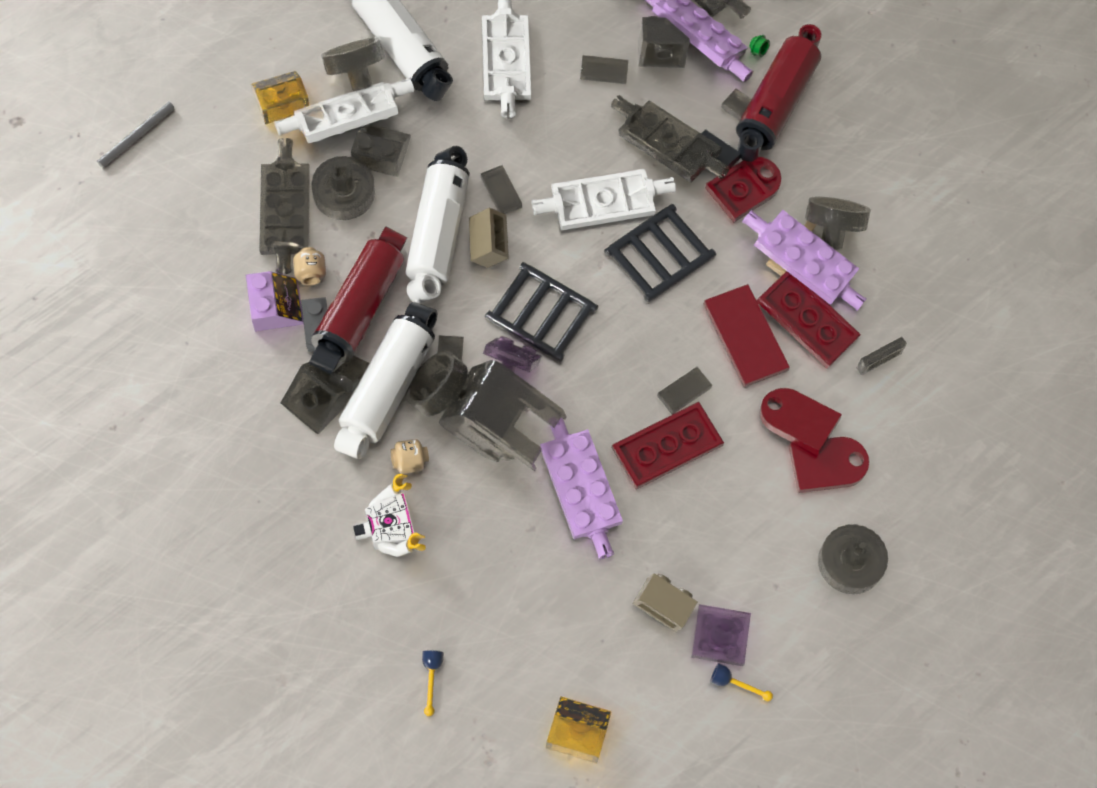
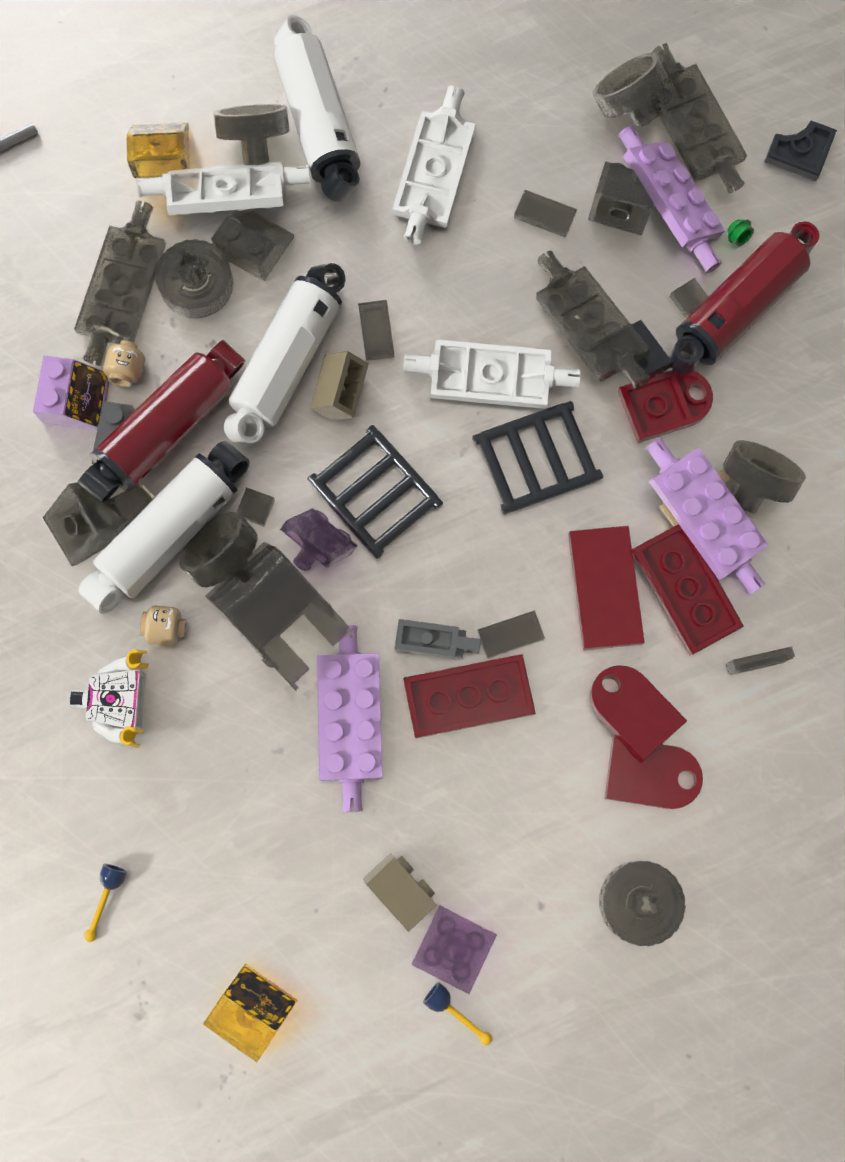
camera: 20 degrees right, 10 degrees up
(627, 409) = (434, 639): none -> dark grey hinge

